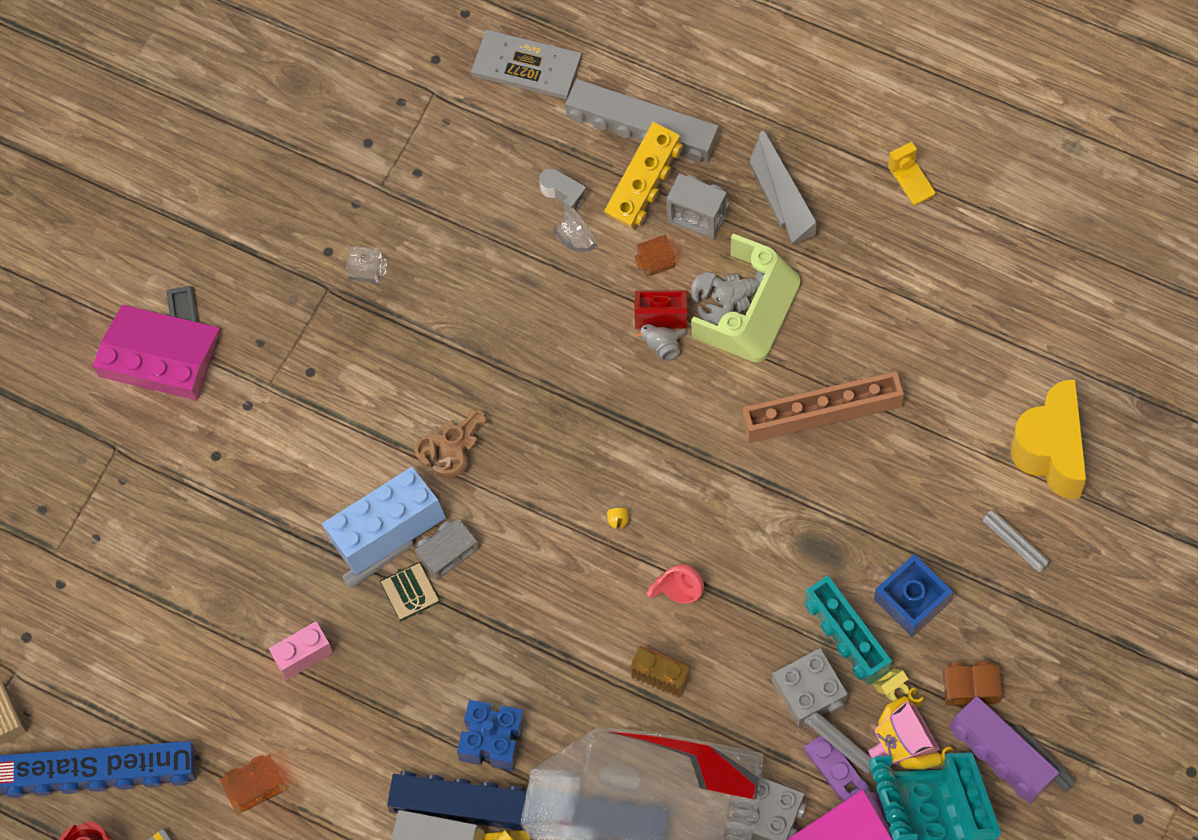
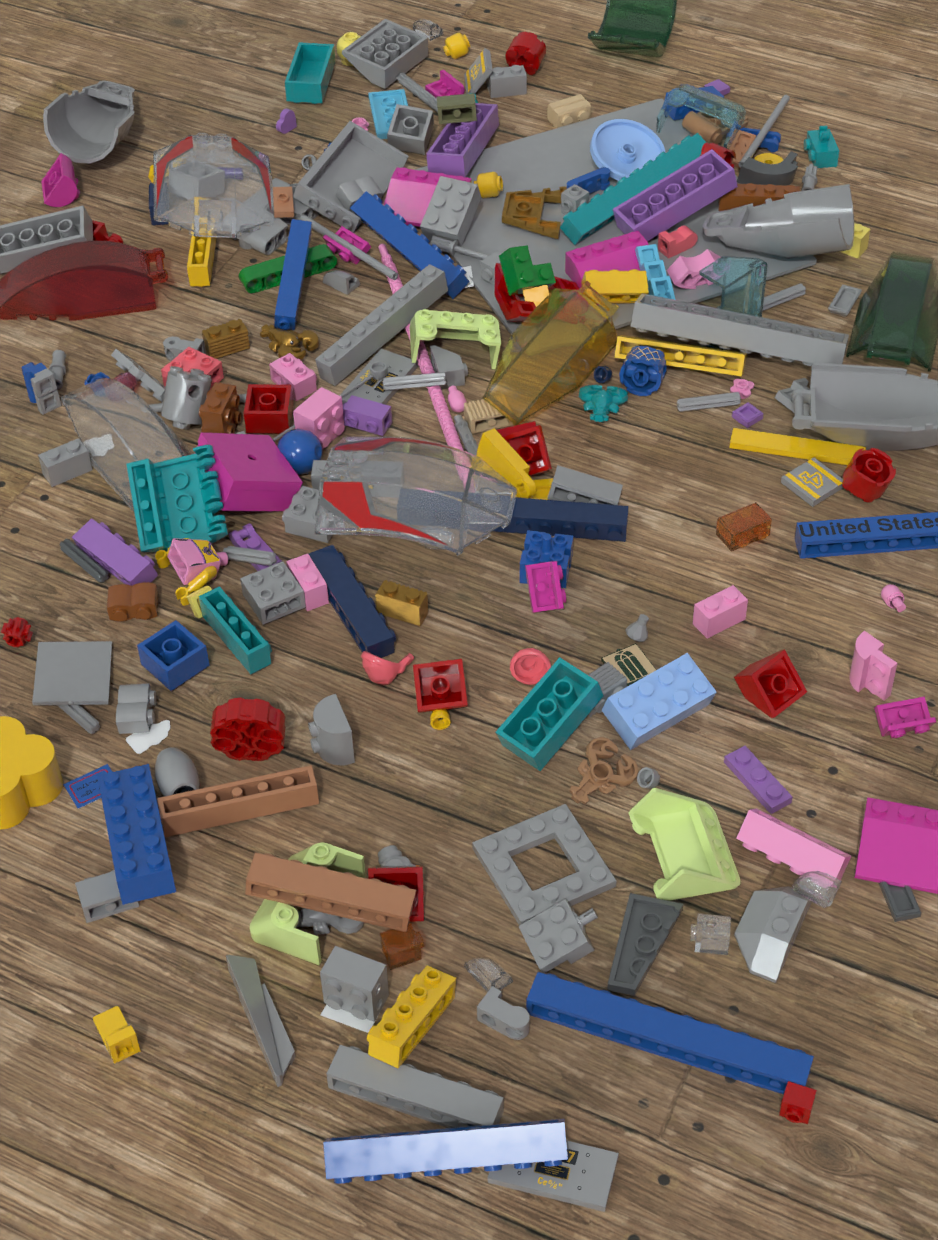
camera: 175 degrees right, 20 degrees down
(102, 676) = (893, 597): none -> bright pink cylinder
(129, 503) = (903, 717): none -> dark pink bracket
(152, 558) = (872, 667): none -> bright pink brick
(261, 301) = (817, 887): none -> clear brick
(263, 550) = (771, 683): none -> red slope
(273, 347) = (790, 845): none -> bright pink brick
(294, 441) = (758, 779): none -> medium lavender plate
(304, 276) = (770, 929): none -> light grey wedge
(314, 109) = (797, 1103): none -> red plate
(373, 354) = (687, 845): none -> yellowish green windscreen
(396, 633) = (638, 629): none -> light grey rock
(404, 438) = (648, 774): none -> light grey hinge
(418, 170) = (667, 1034): none -> blue brick
(432, 262) = (641, 937): none -> dark grey wing
(494, 684) = (545, 586): none -> dark pink bracket
(500, 494) = (549, 714): none -> teal brick
(504, 392) = (495, 855): none -> light grey plate
(508, 265) = (558, 935): none -> light grey plate
(511, 580) = (529, 666): none -> coral hat
(614, 61) = (445, 1149): none -> brick
(616, 546) = (440, 685): none -> red slope
(718, 676) = (352, 605): none -> dark blue brick
(721, 274) = (330, 891): none -> nougat brick
(731, 482) = (331, 732): none -> light grey brick
(770, 706) = (310, 581): none -> bright pink brick
(818, 475) = (248, 729): none -> red connector
(889, 437) = (175, 772): none -> light grey piece
(922, 363) = (136, 834): none -> blue brick
(930, 512) = (142, 741): none -> white sticker
(942, 313) = (101, 897): none -> light grey brick
(947, 533) = (135, 709): none -> light grey brick
(979, 449) = (86, 787): none -> blue sticker
(1024, 584) = (72, 673): none -> light grey piece
(1097, 639) = (16, 632): none -> red gear

